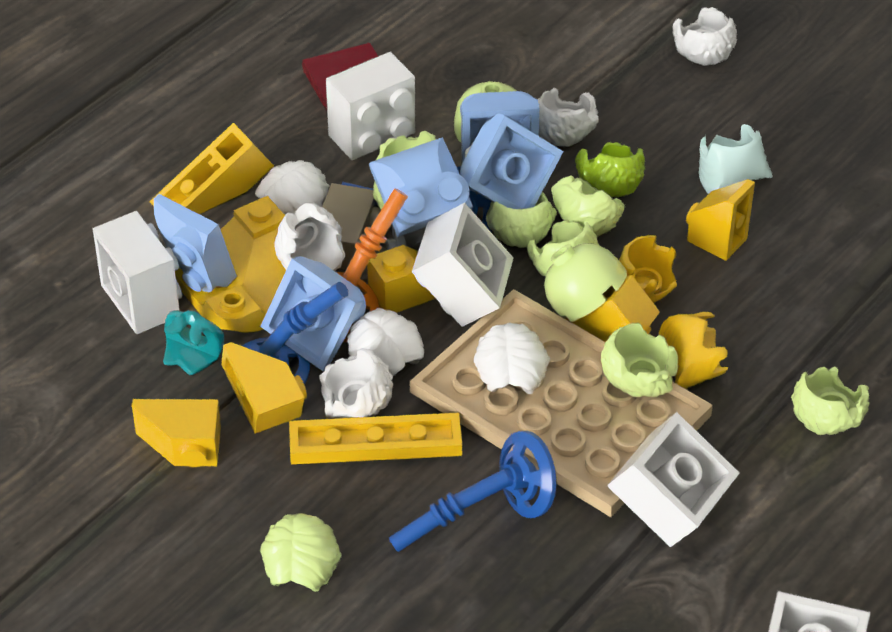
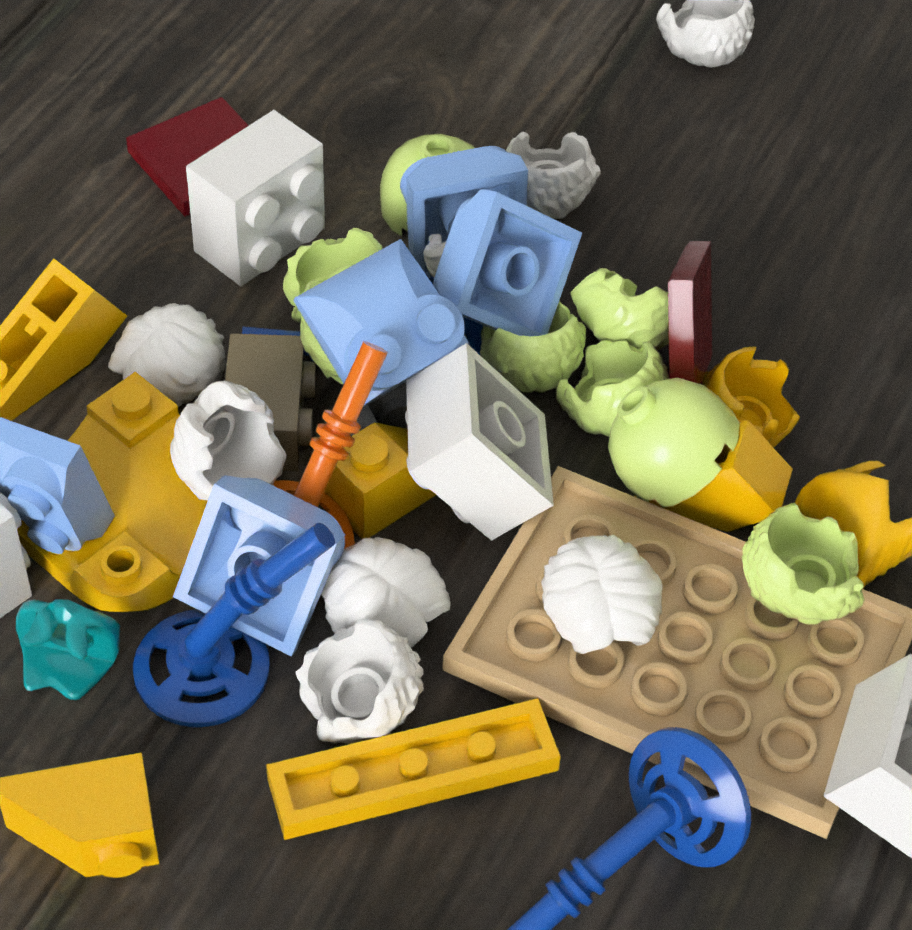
camera: 15 degrees left, 5 degrees up
(263, 386) = (207, 710): yellow slope -> none
(613, 169) = (640, 244): lime hair -> none
(619, 209) = (690, 313): none -> dark red tile
(722, 219) = (829, 300): yellow slope -> none
(732, 161) = (809, 208): light aqua hair -> none

